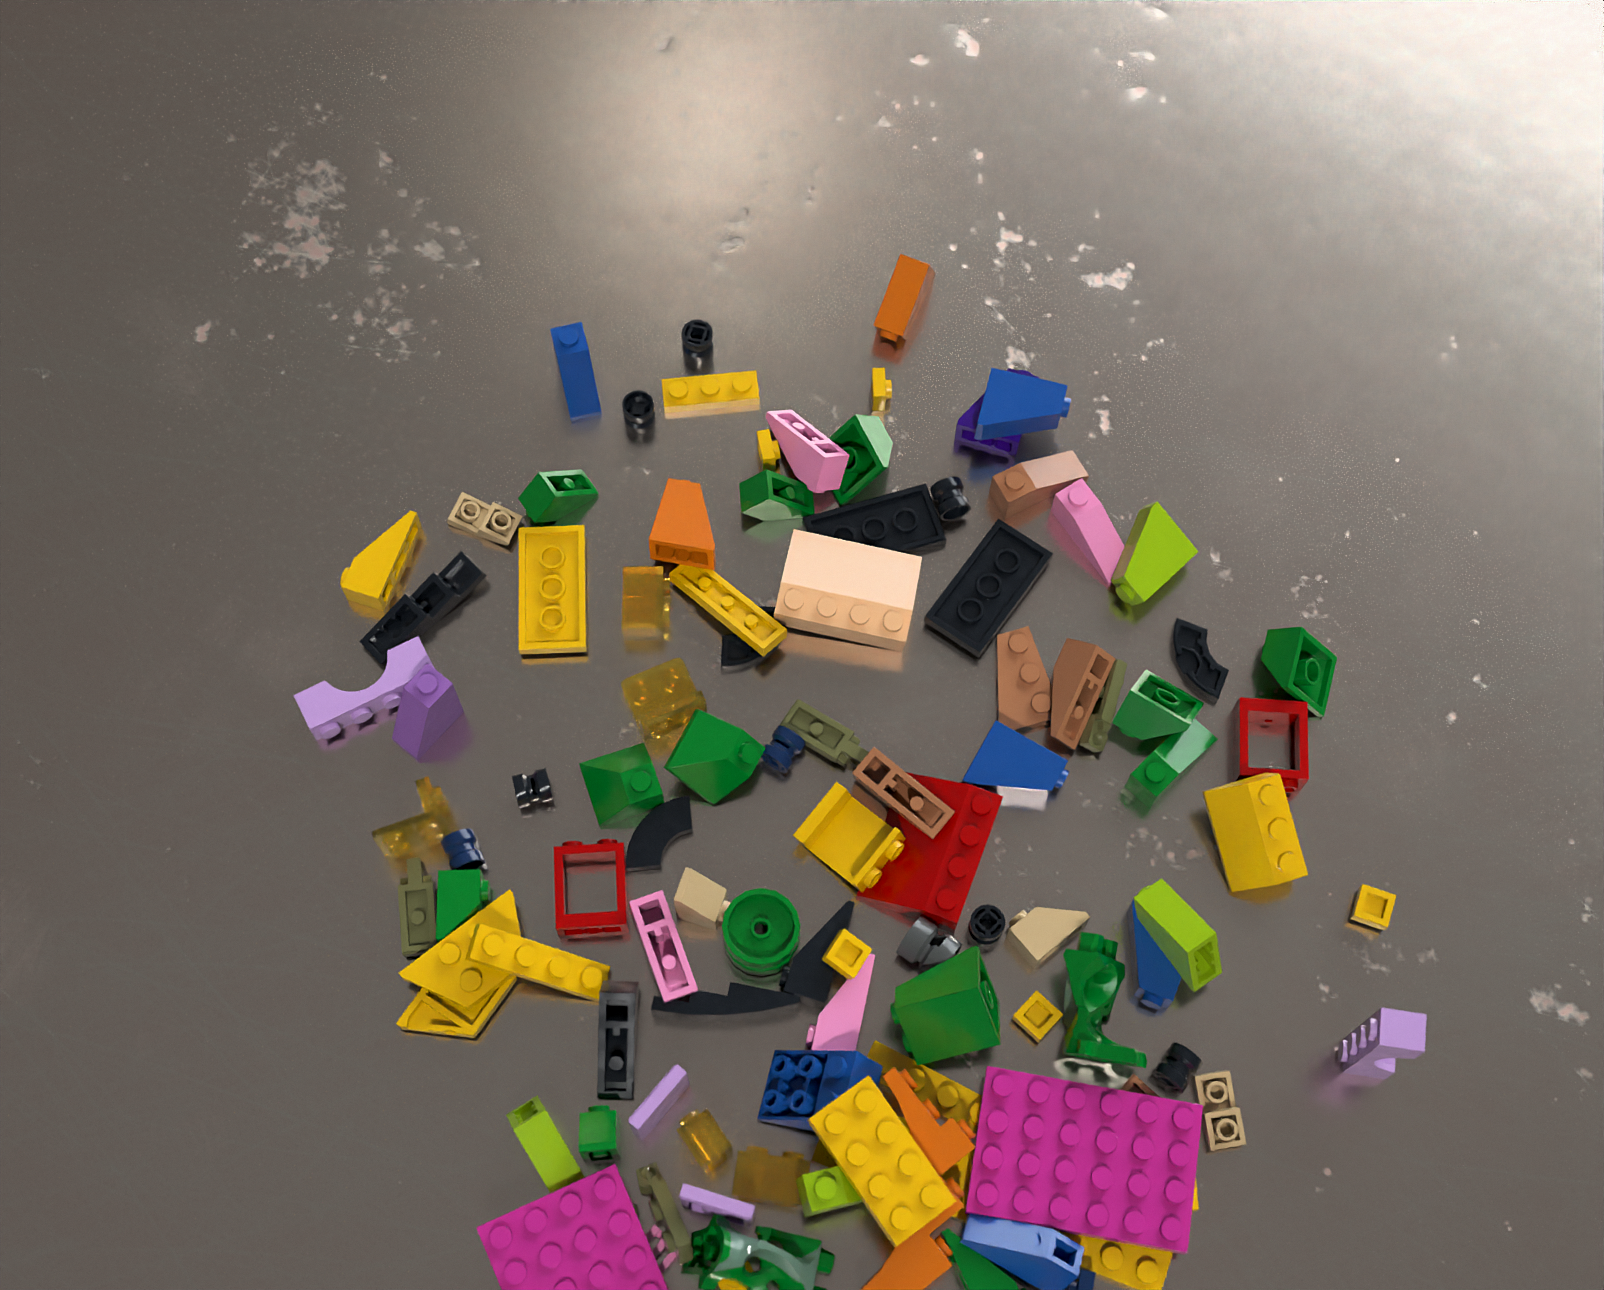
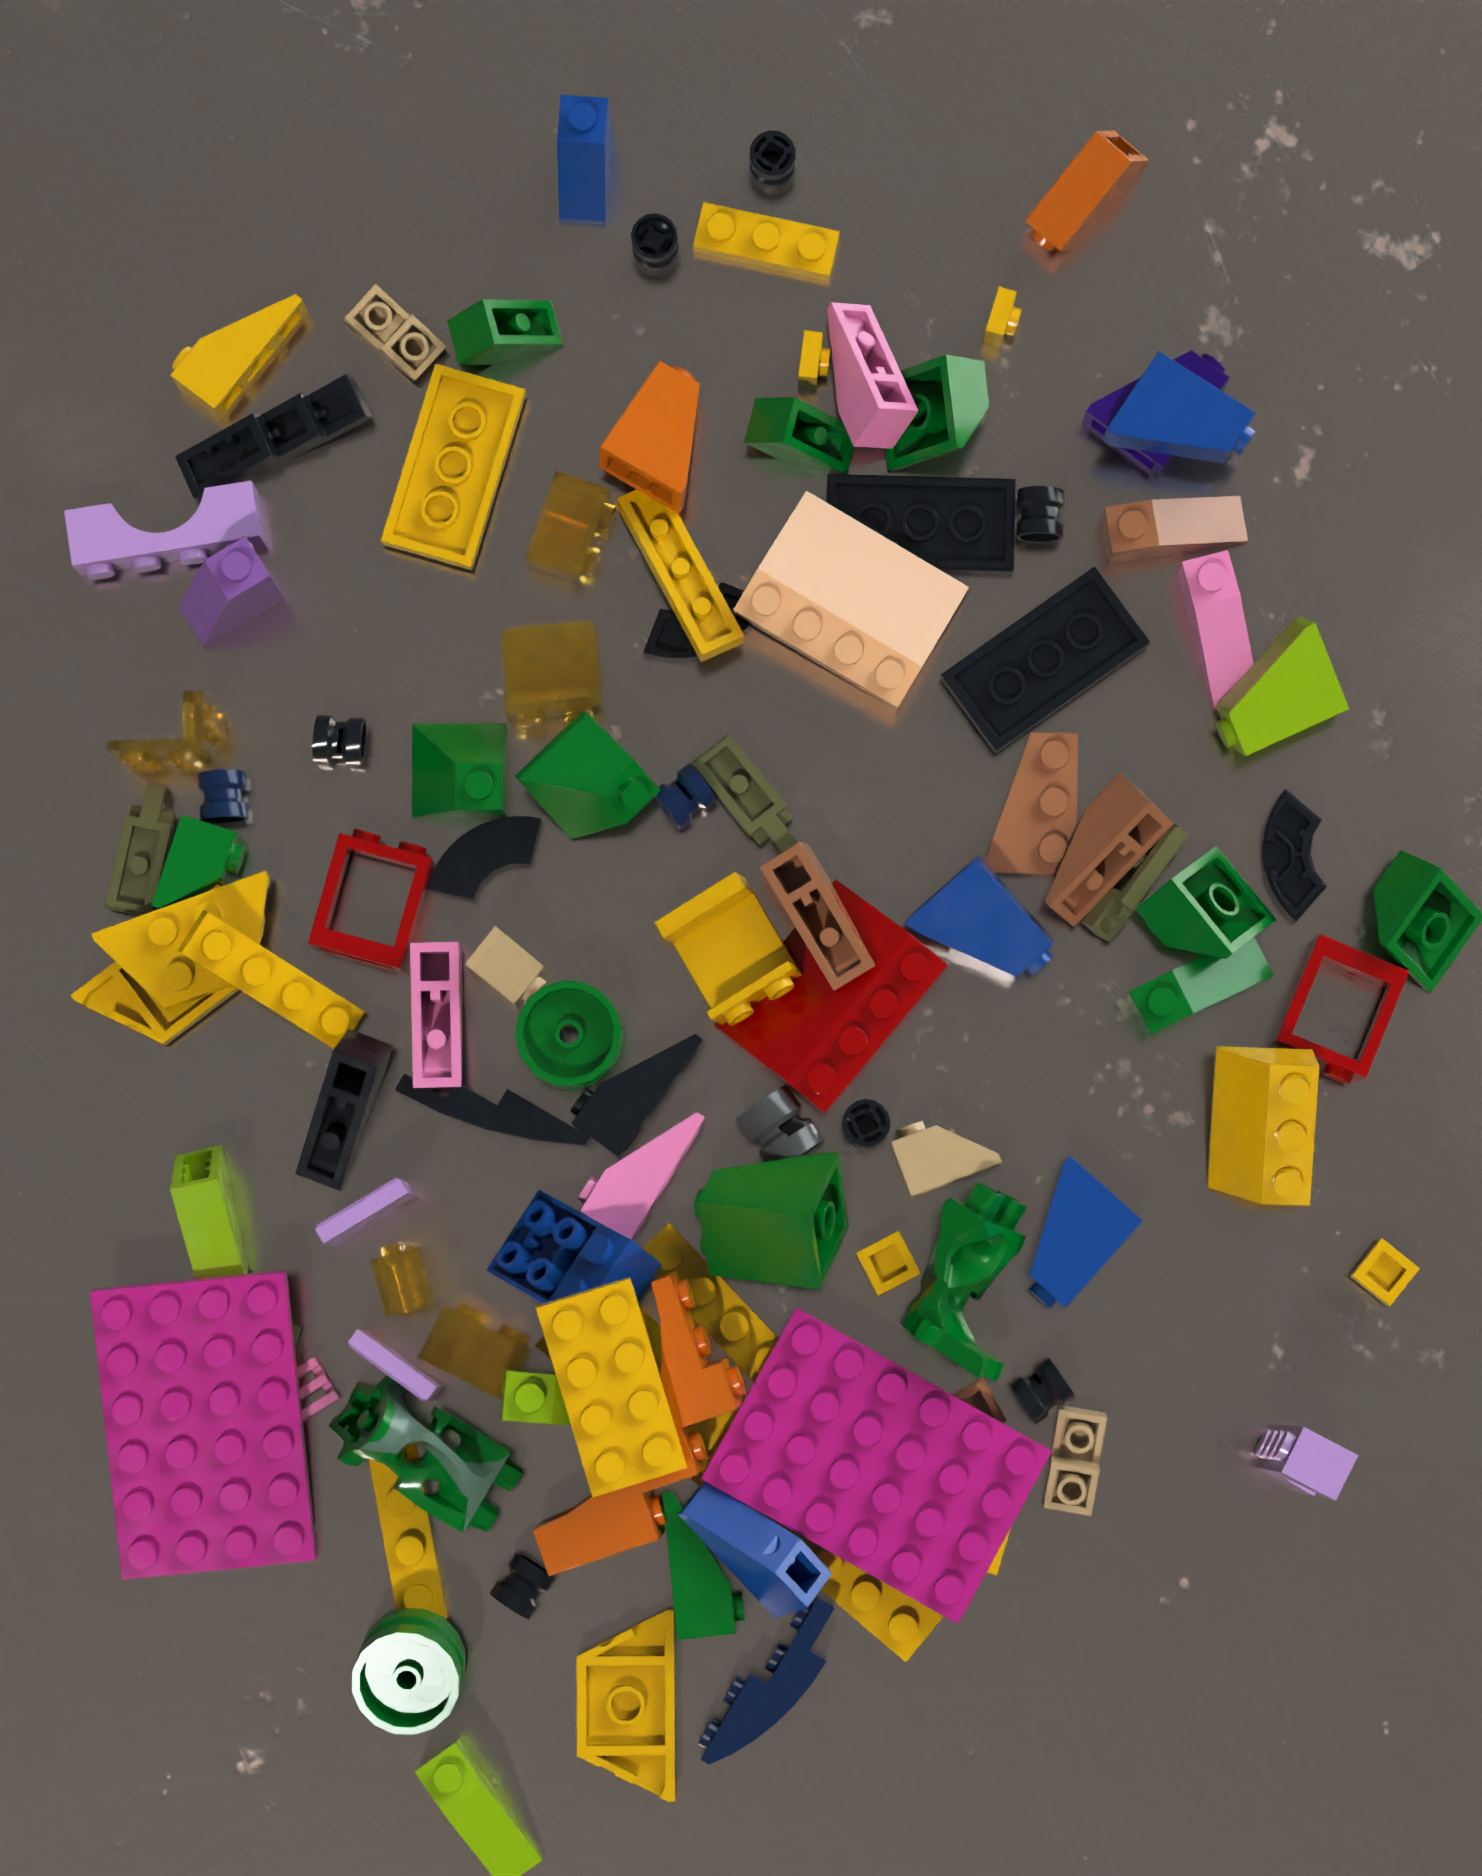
camera: 25 degrees right, 15 degrees up
(599, 1134) = (280, 1223): green slope -> none
(664, 1208) = (329, 1342): olive hinge -> none
(846, 954) = (666, 1106): yellow plate -> none
(1179, 933) = (1103, 1227): lime slope -> none

